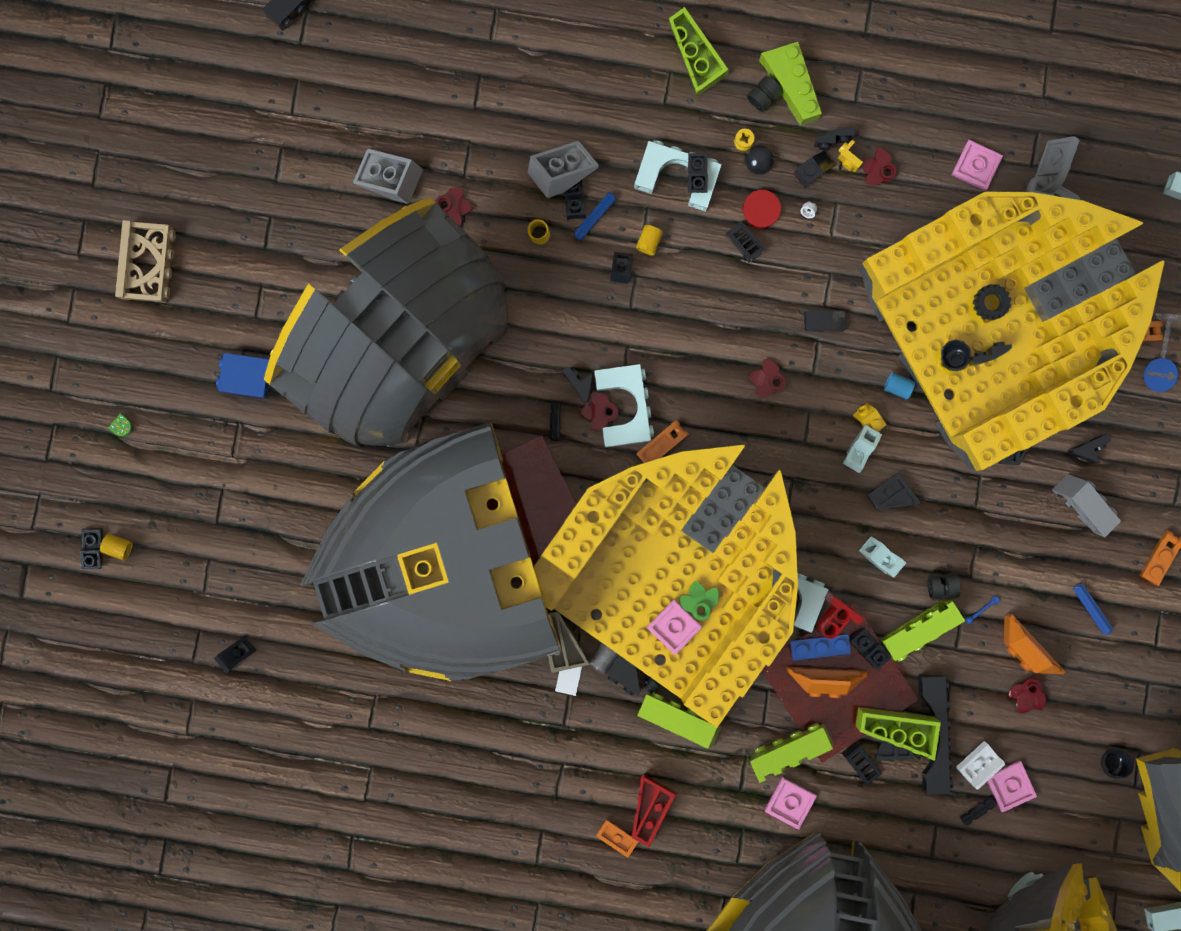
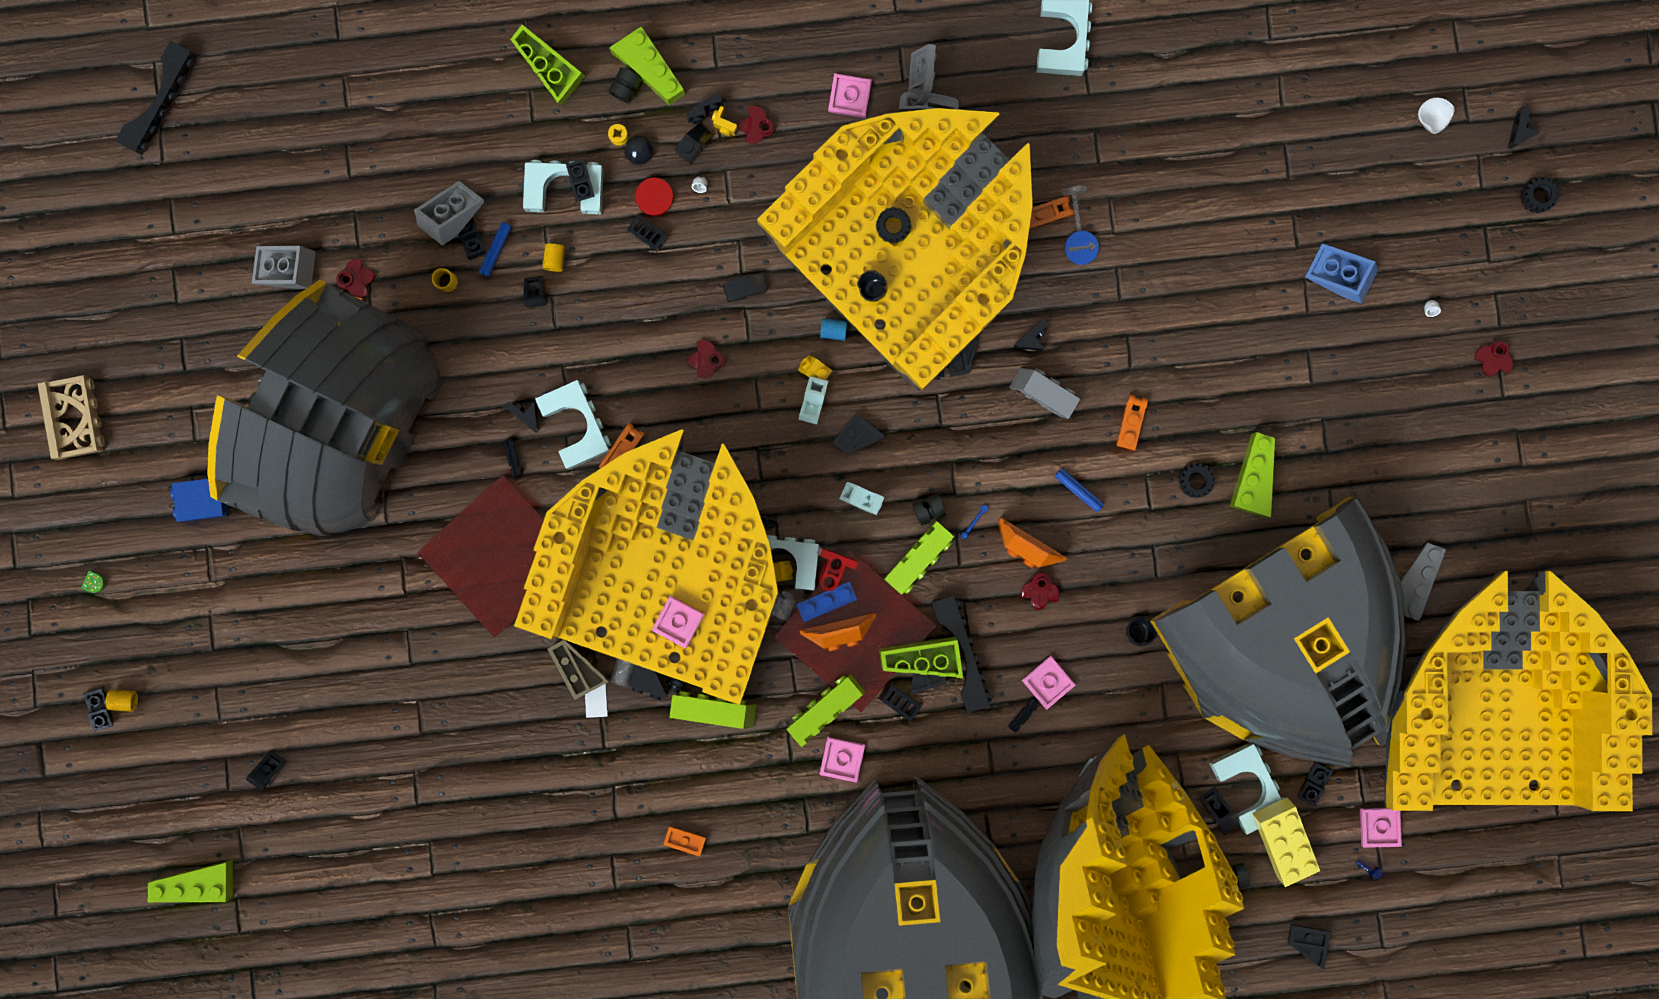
camera: 25 degrees left, 0 degrees up
(137, 745) = (202, 884): none -> lime wedge
(426, 570) = (420, 633): dark grey piece -> none
(596, 411) = (550, 435): dark red plate -> none
(652, 807) = (709, 803): red wedge -> none
(698, 598) = (692, 587): bright green plate -> none
(870, 648) = (874, 589): black slope -> none
(980, 765) = (1012, 670): white bracket -> none
(994, 352) = (910, 271): black slope -> none

